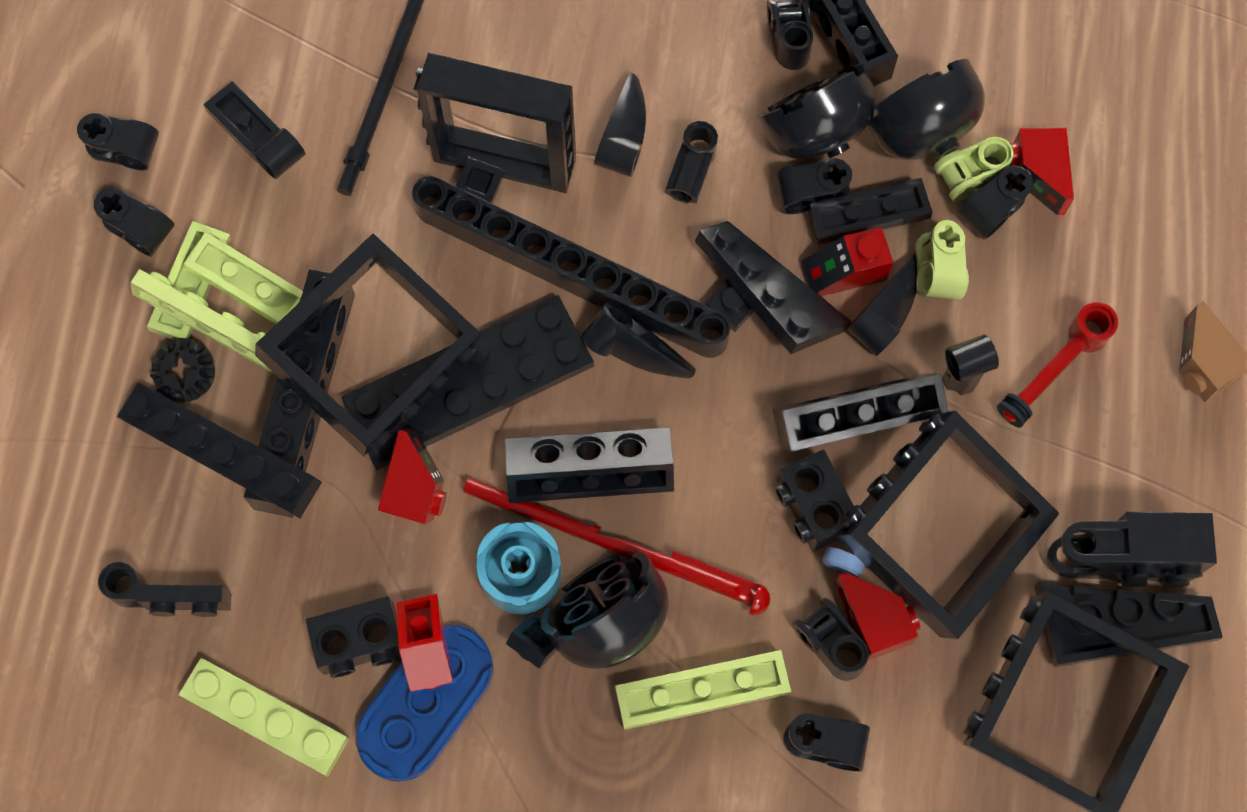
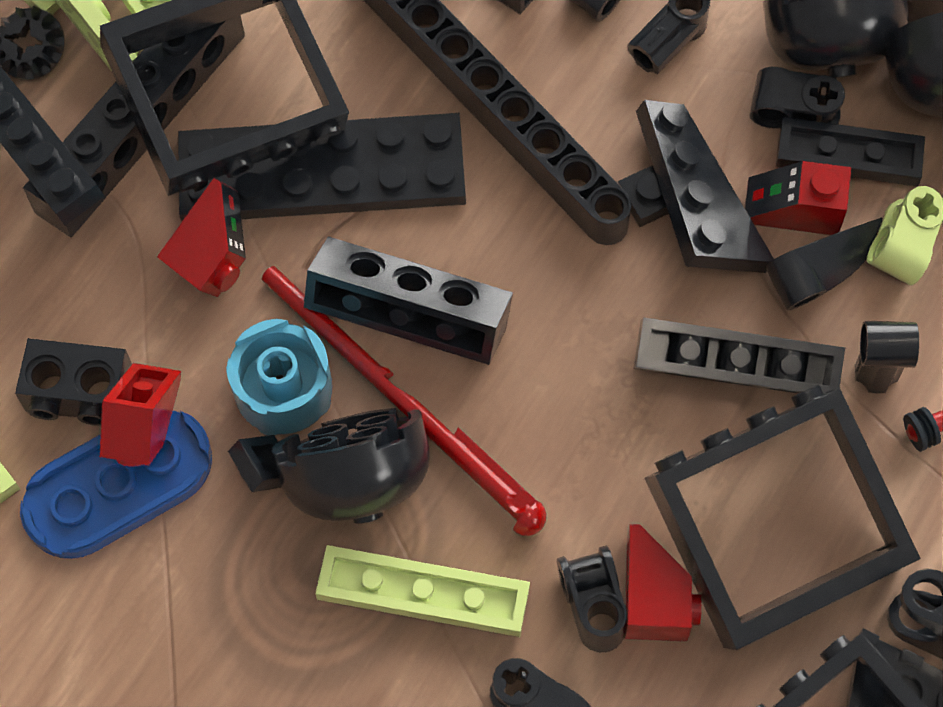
camera: 25 degrees right, 5 degrees down
(624, 337) = (512, 185): black piece -> none
(828, 498) = (634, 438): black brick -> none
(842, 561) = (646, 514): light blue tile -> none

